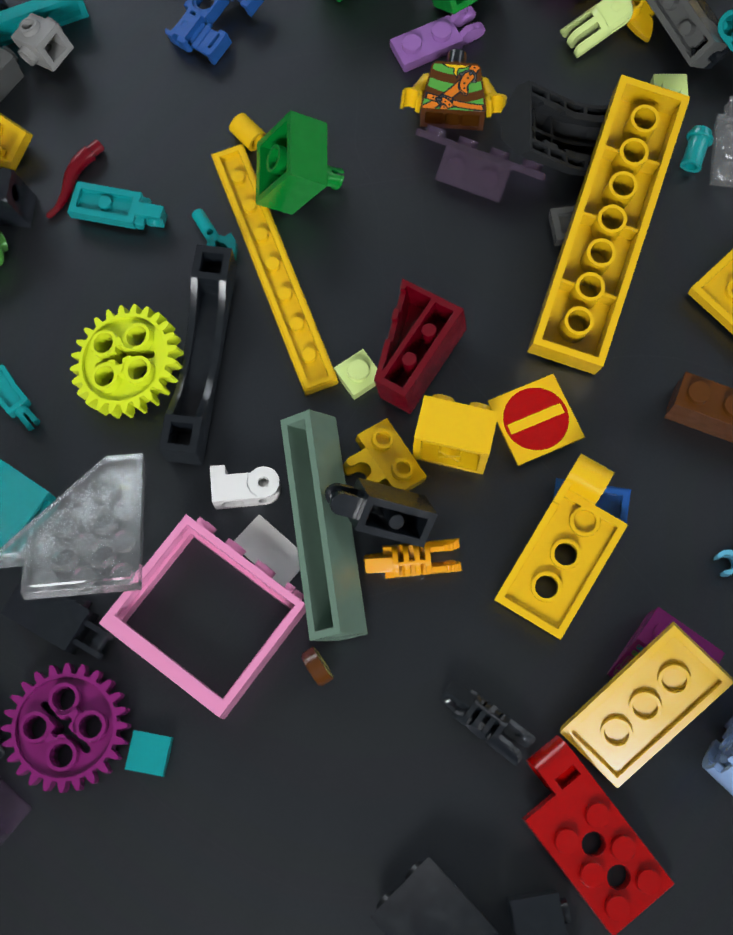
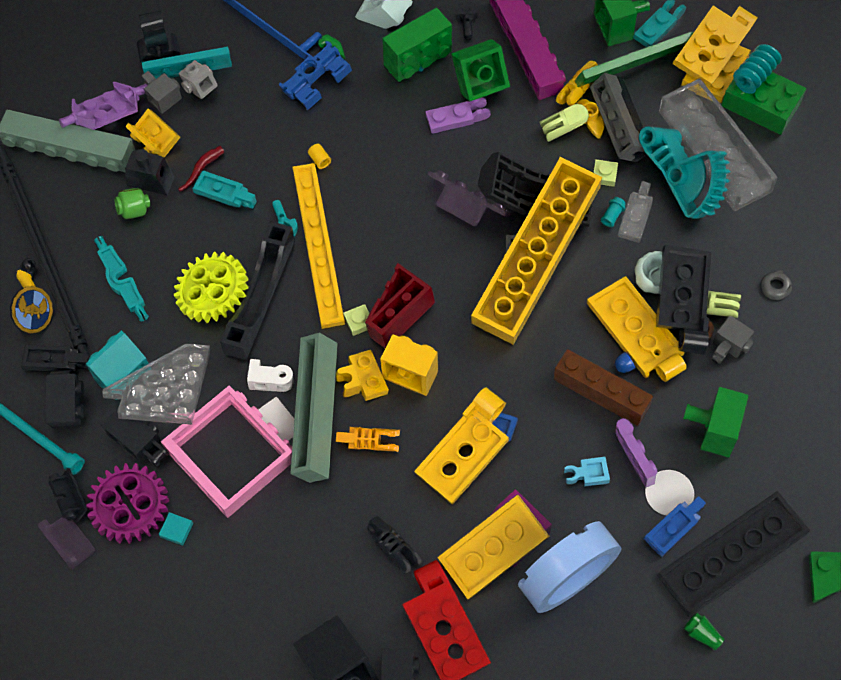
camera: 10 degrees right, 10 degrees down
(294, 164) = (343, 181): green brick -> none
(317, 666) = (292, 493): reddish brown tile -> none
(383, 510) = (353, 402): black brick -> none
(453, 95) = (457, 152): torso -> none
(536, 419) = (466, 365): piece -> none

